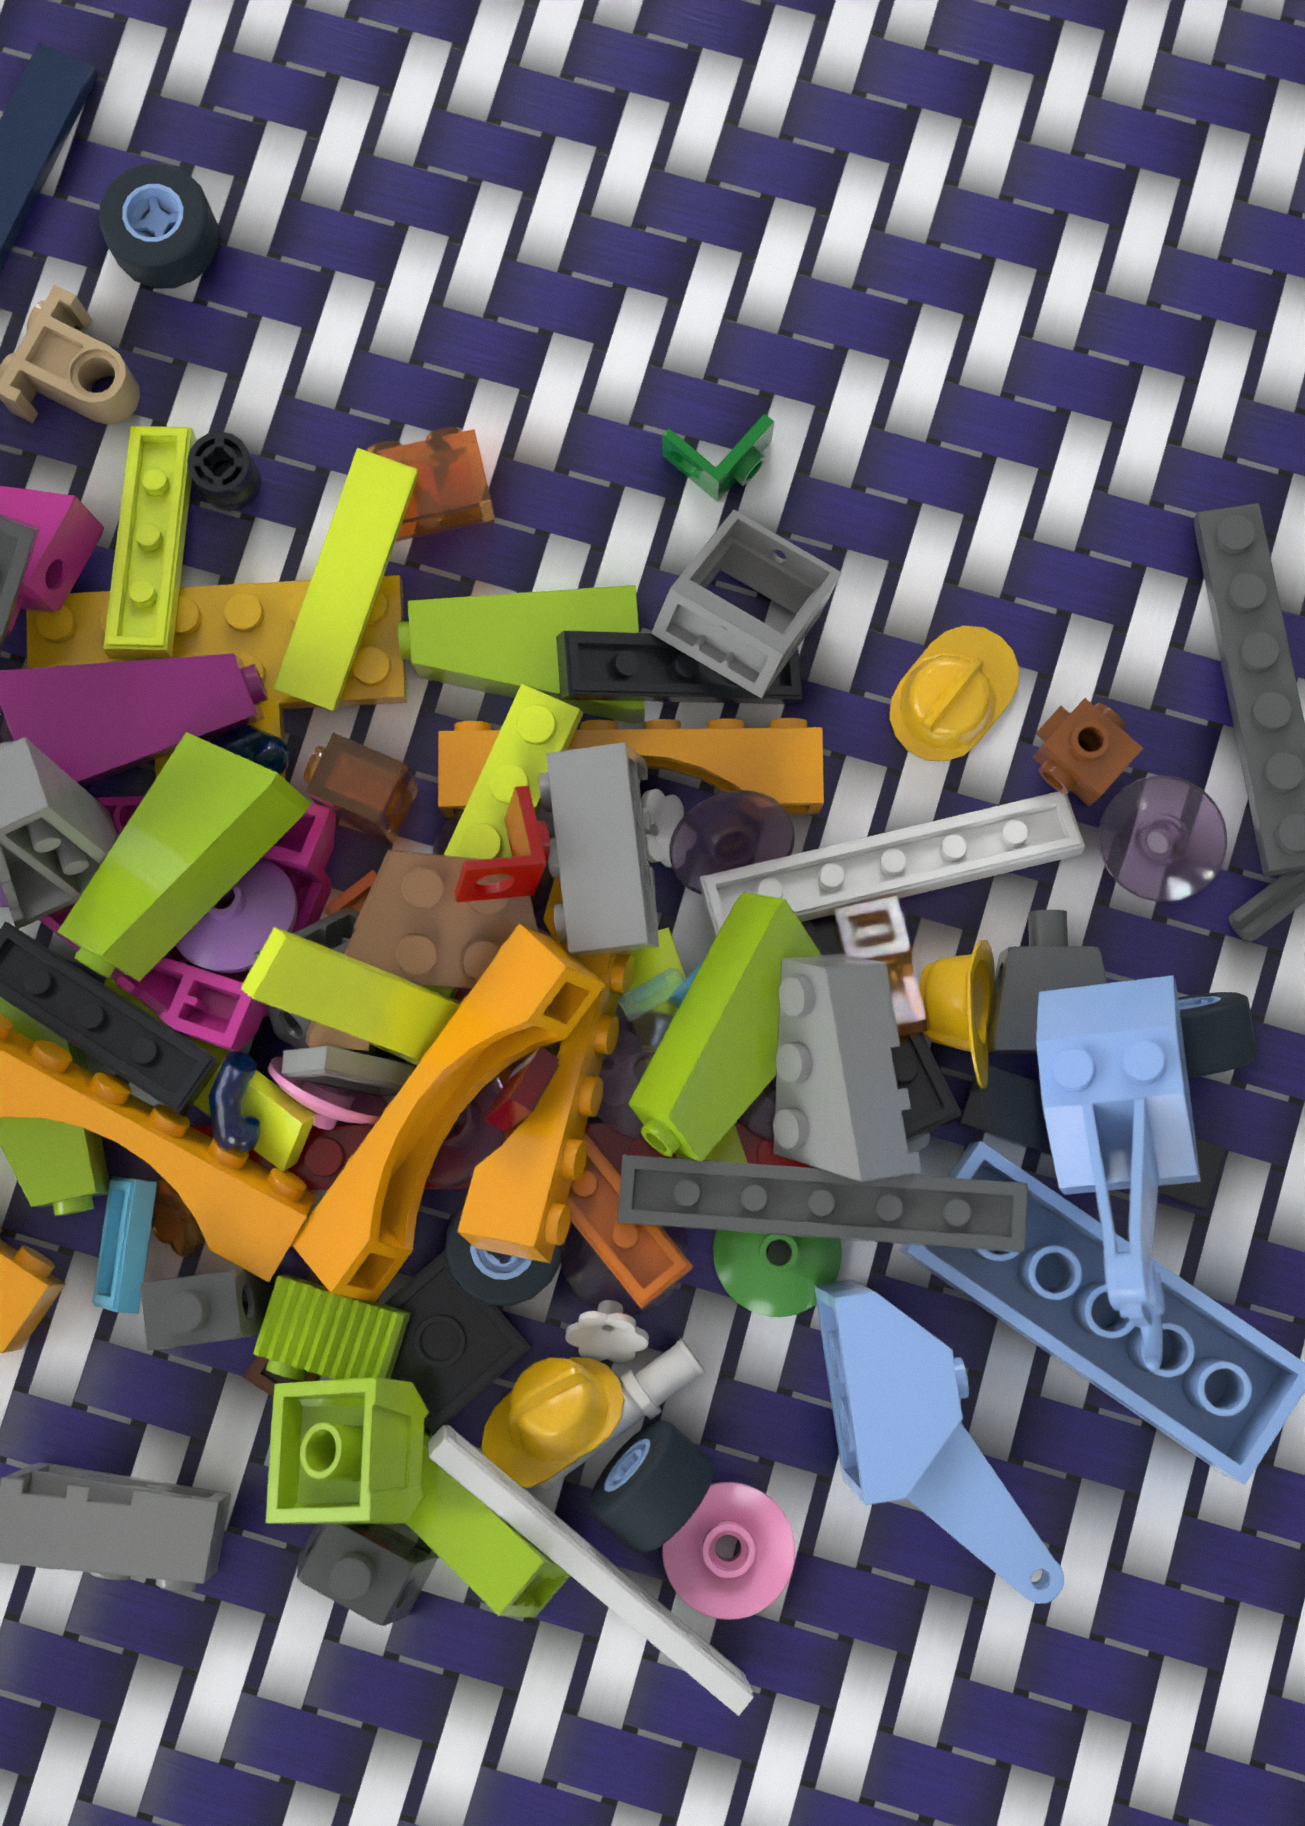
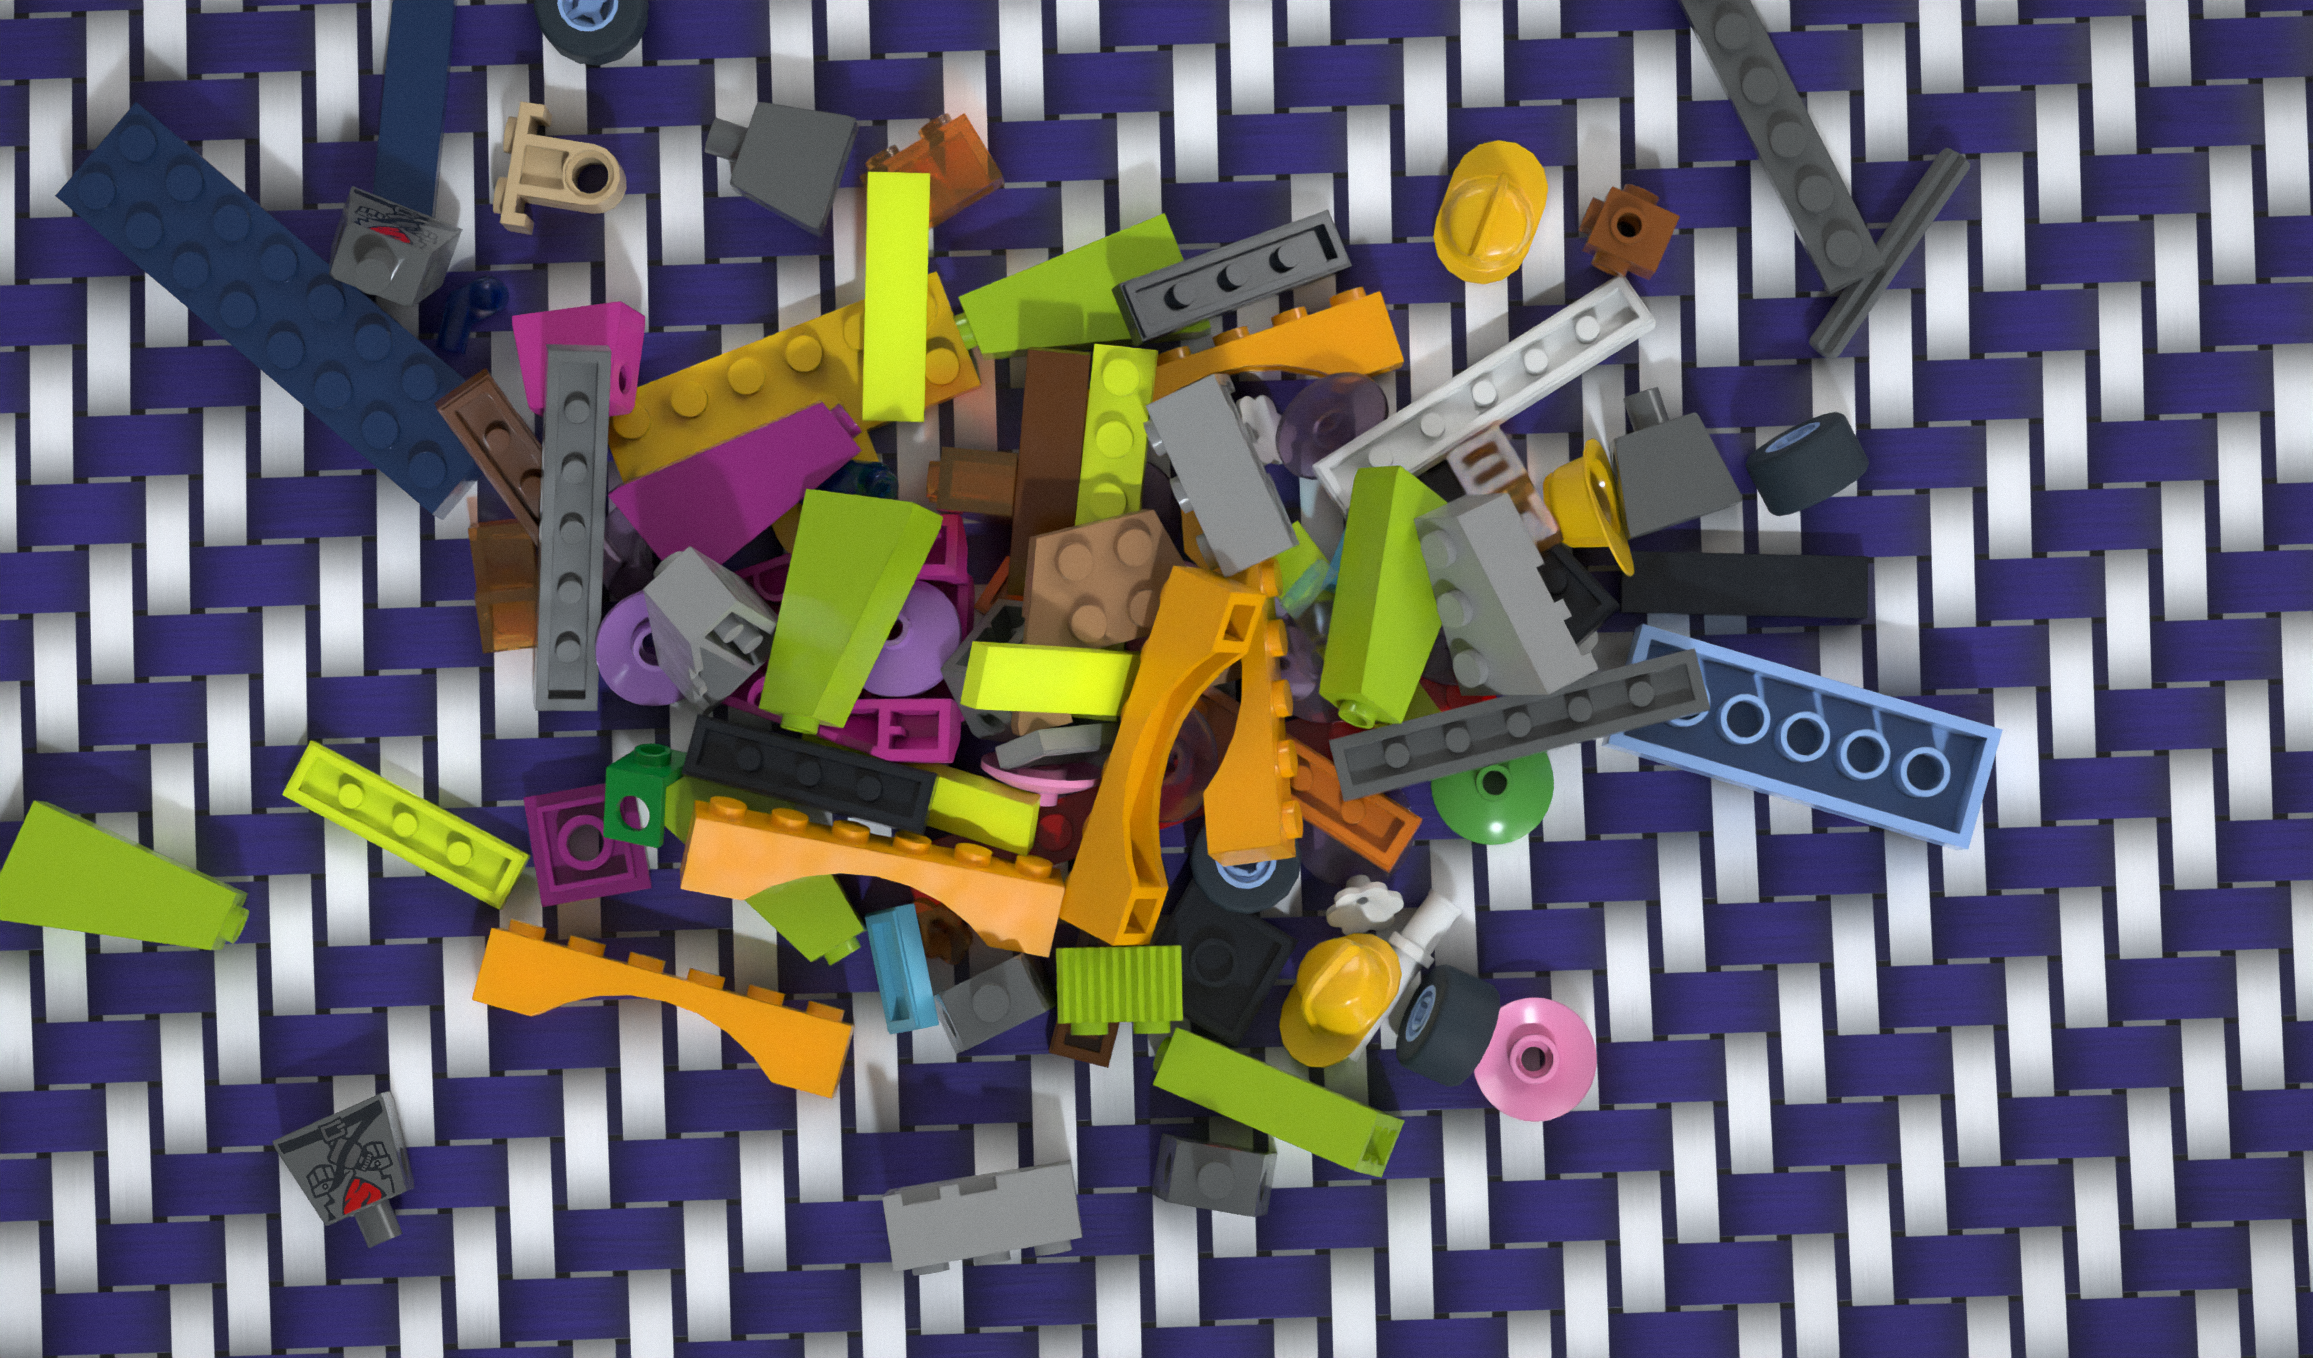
camera: 20 degrees left, 5 degrees up
(149, 544) = (694, 316): neon yellow tile -> none
(225, 1104) = (957, 812): clear blue arm -> none
(229, 484) = (743, 235): black wheel -> none
(295, 425) = (787, 160): none -> dark grey torso
(345, 1452) = (1169, 1079): lime slope -> none
(444, 768) = (1048, 451): none -> reddish brown tile
(523, 1090) = (1223, 712): dark red tile -> none
(529, 850) = (1157, 496): red bracket -> none
(590, 1568) = (1417, 1111): white tile -> none
(724, 634) = (1264, 238): light grey window -> none
(739, 464) = (1221, 63): green bracket -> none
(904, 1435) = (1655, 905): light blue slope -> none
(1119, 1120) = (1758, 567): light blue slope -> none
(1188, 822) = (1743, 264): clear purple dish -> none

